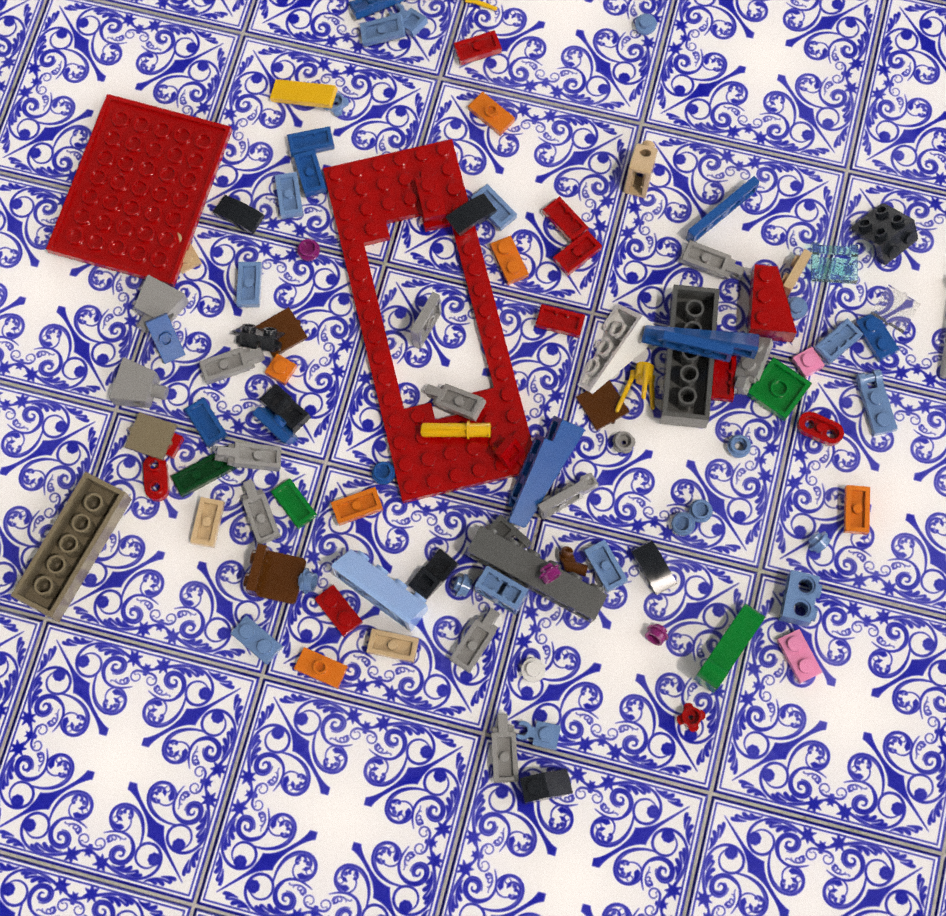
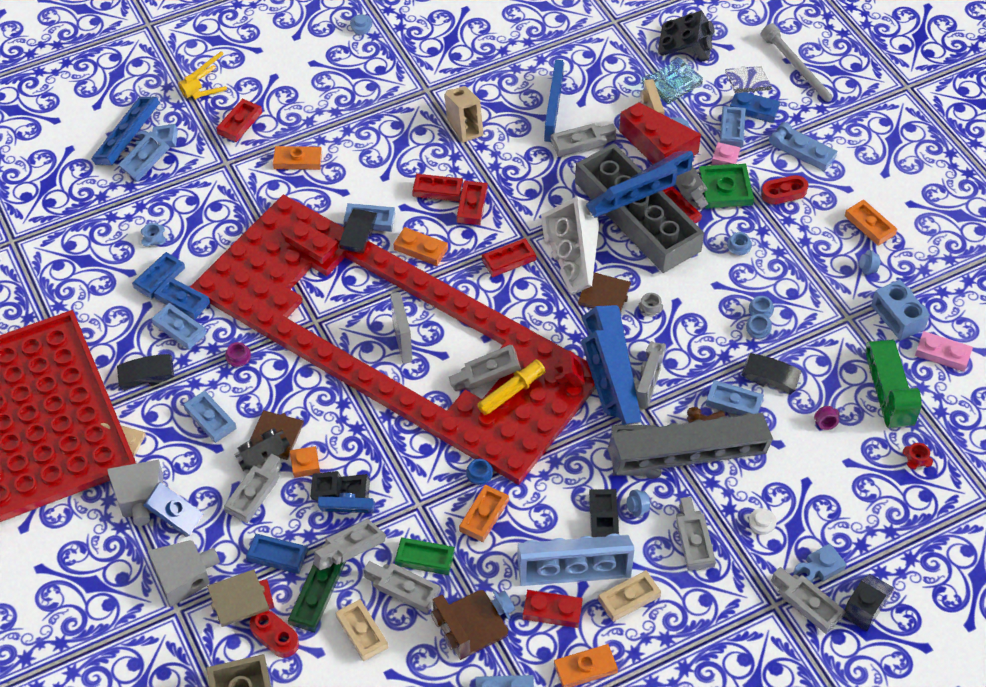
camera: 45 degrees left, 20 degrees down
(303, 93) = (117, 244): yellow tile -> none
(501, 590) = (675, 477): medium blue brick -> none
(549, 573) = (704, 425): magenta plate -> none
(644, 375) = (617, 247): yellow plant -> none

